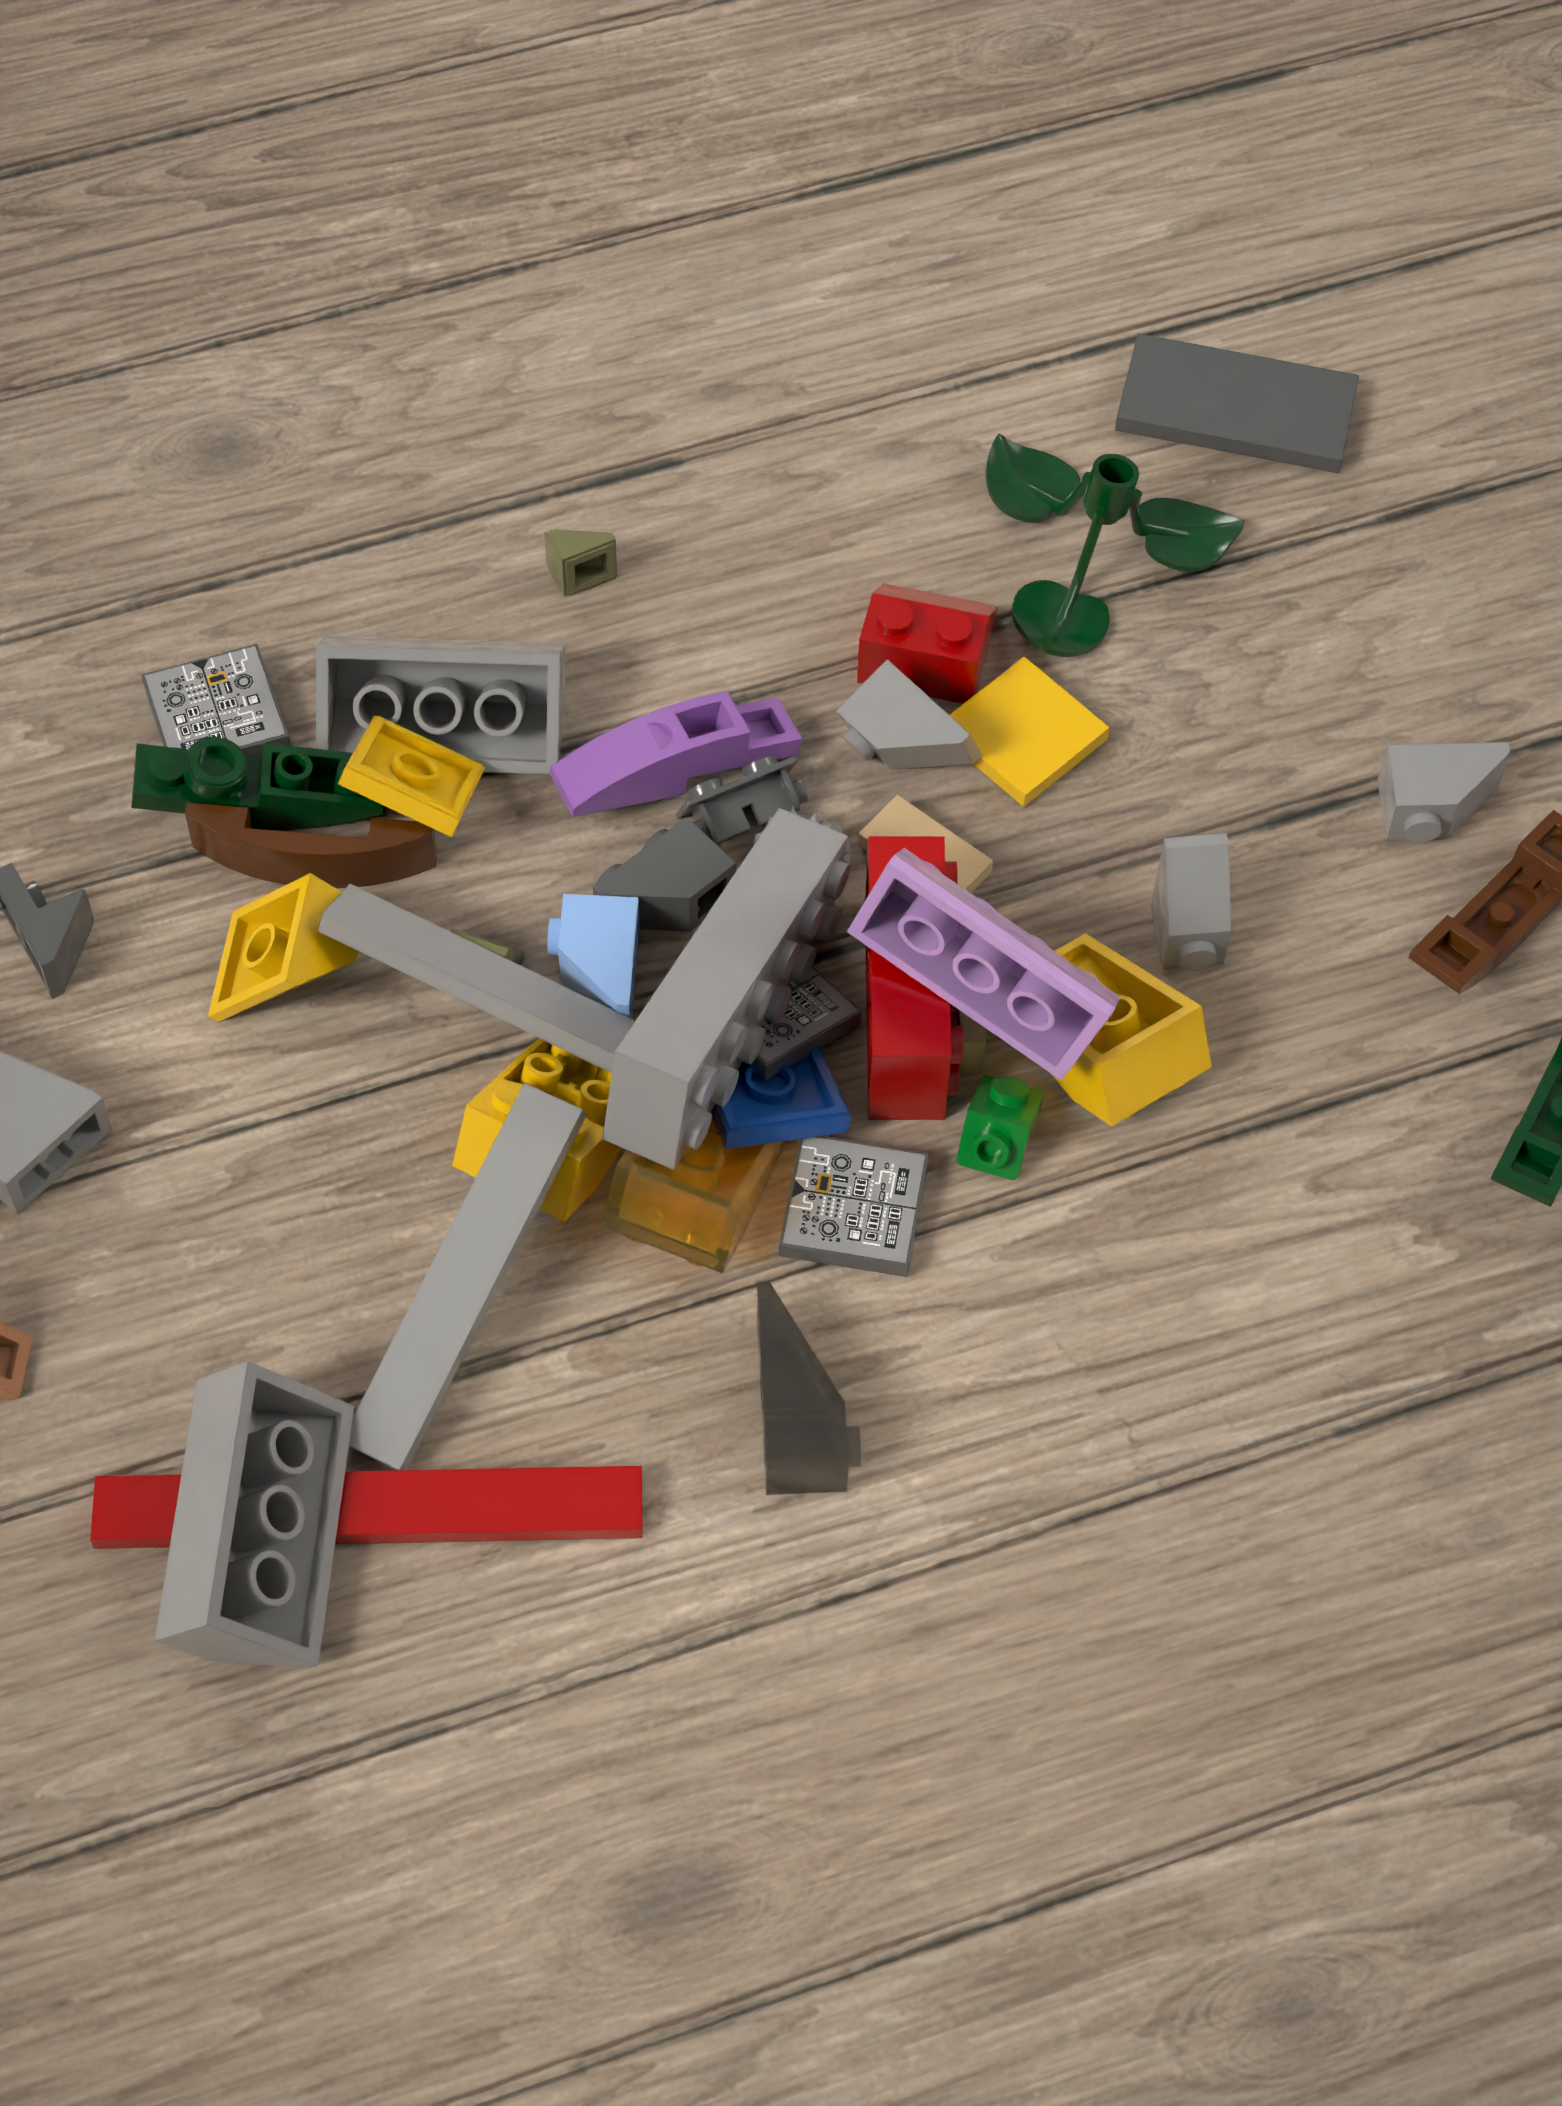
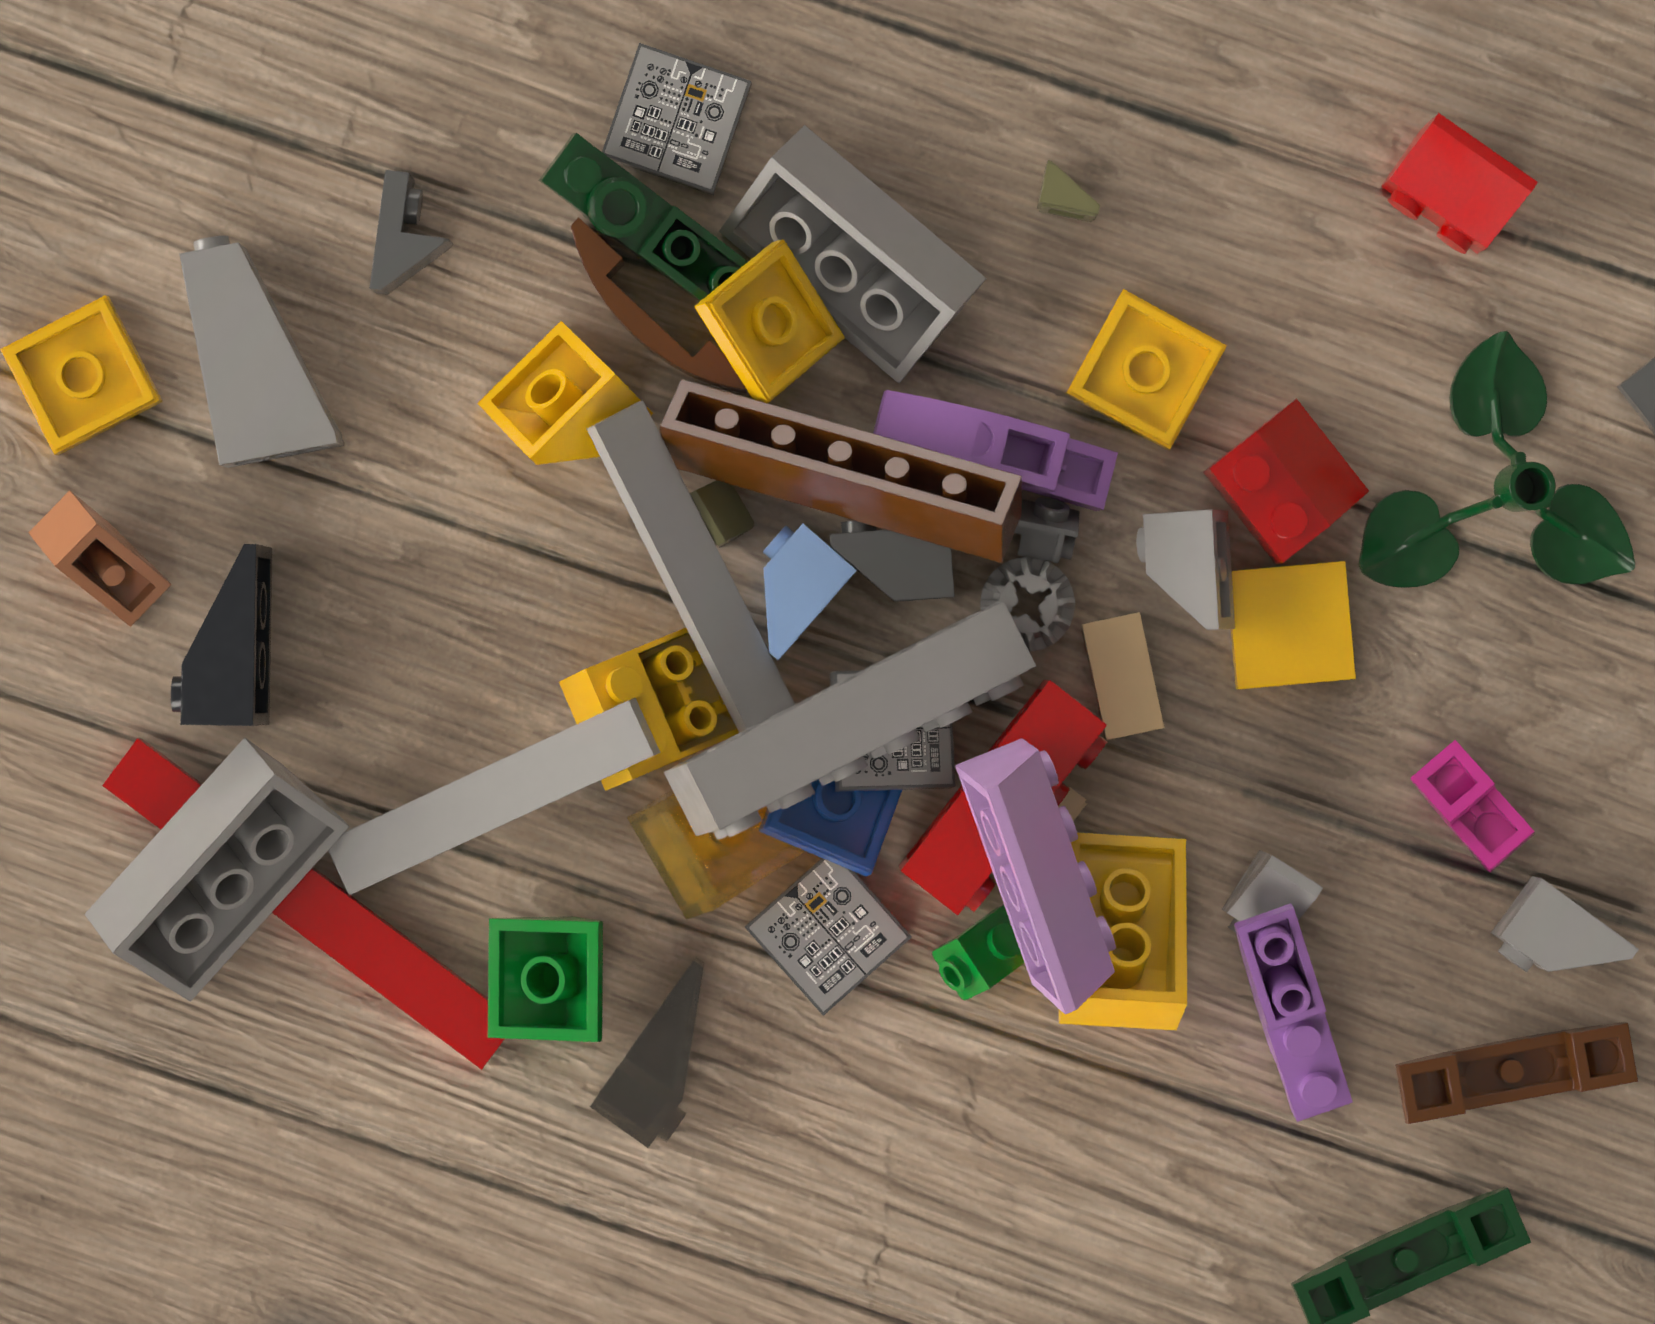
camera: 40 degrees right, 30 degrees up
(141, 1340) = (230, 658): none -> black slope
(566, 823) = (843, 470): none -> reddish brown brick
(641, 1395) = (545, 978): none -> green slope
(749, 639) = (1146, 369): none -> yellow tile
(873, 354) = (1457, 185): none -> red slope
(1271, 757) = (1472, 806): none -> dark pink slope
(1279, 971) = (1292, 1012): none -> medium lavender slope

